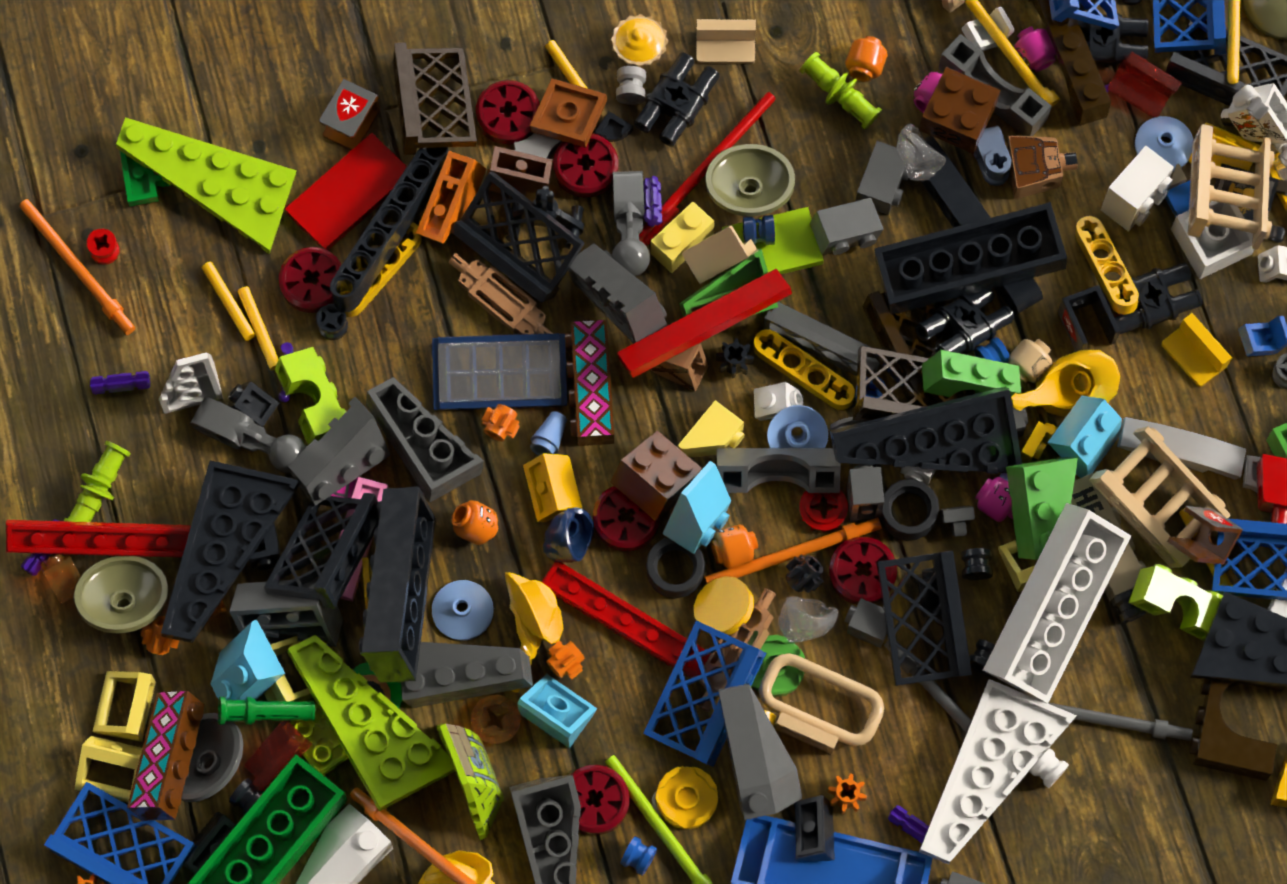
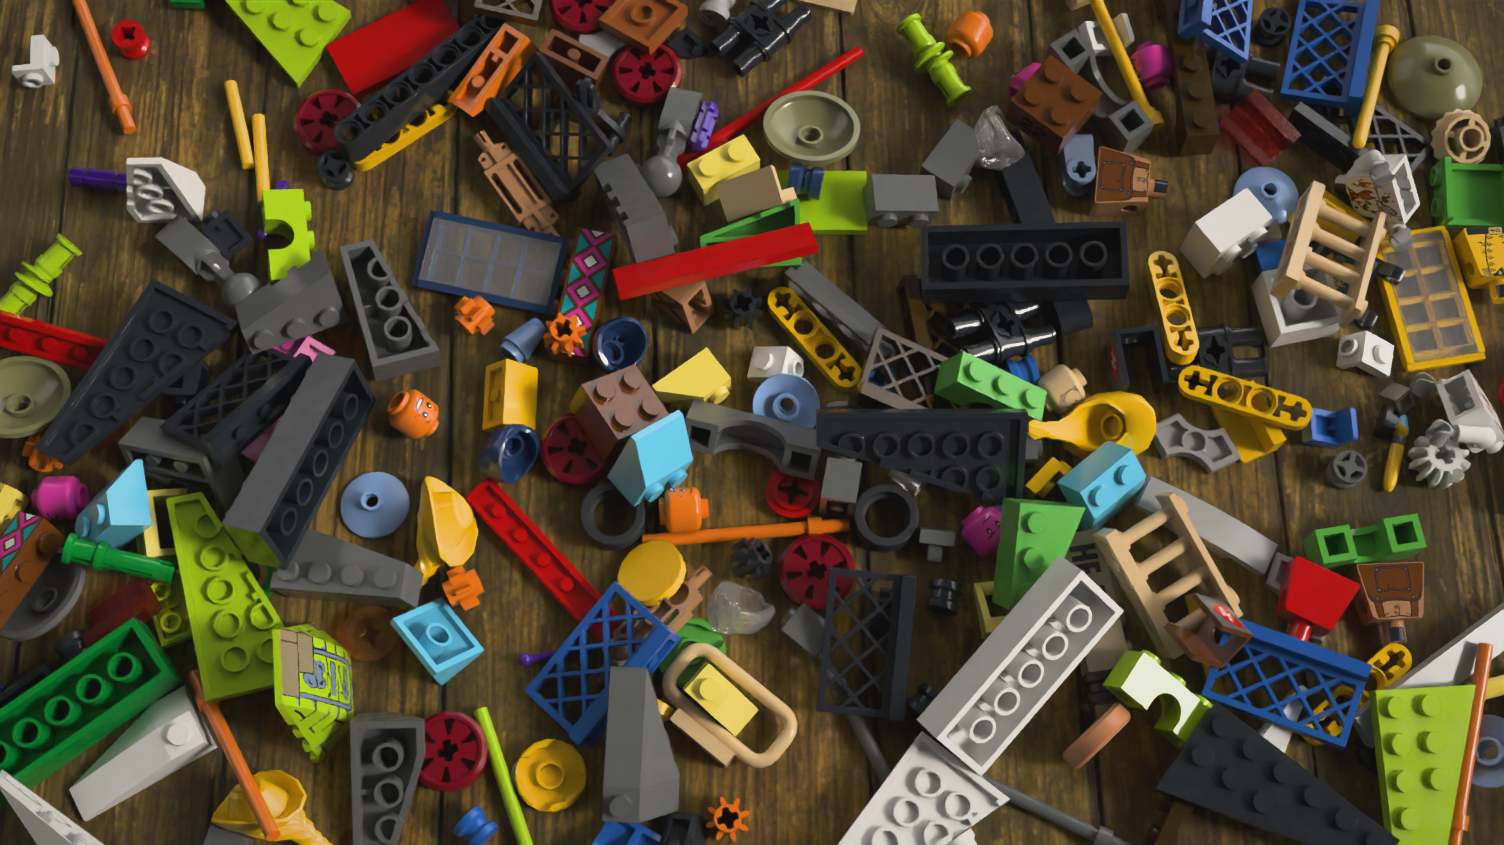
camera: 15 degrees right, 0 degrees up
(30, 282) = (42, 64): none -> white bracket
(186, 672) = (60, 498): none -> dark pink head
(596, 425) = (566, 343): none -> orange gear
(635, 707) = (526, 659): none -> dark purple hinge
(637, 416) = (619, 344): none -> dark blue hair
(812, 695) = (720, 698): none -> light yellow slope
(1134, 645) = (1096, 736): none -> nougat wheel
(1167, 380) = (1208, 448): none -> light grey tile
(1187, 335) = (1245, 392): none -> yellow beam

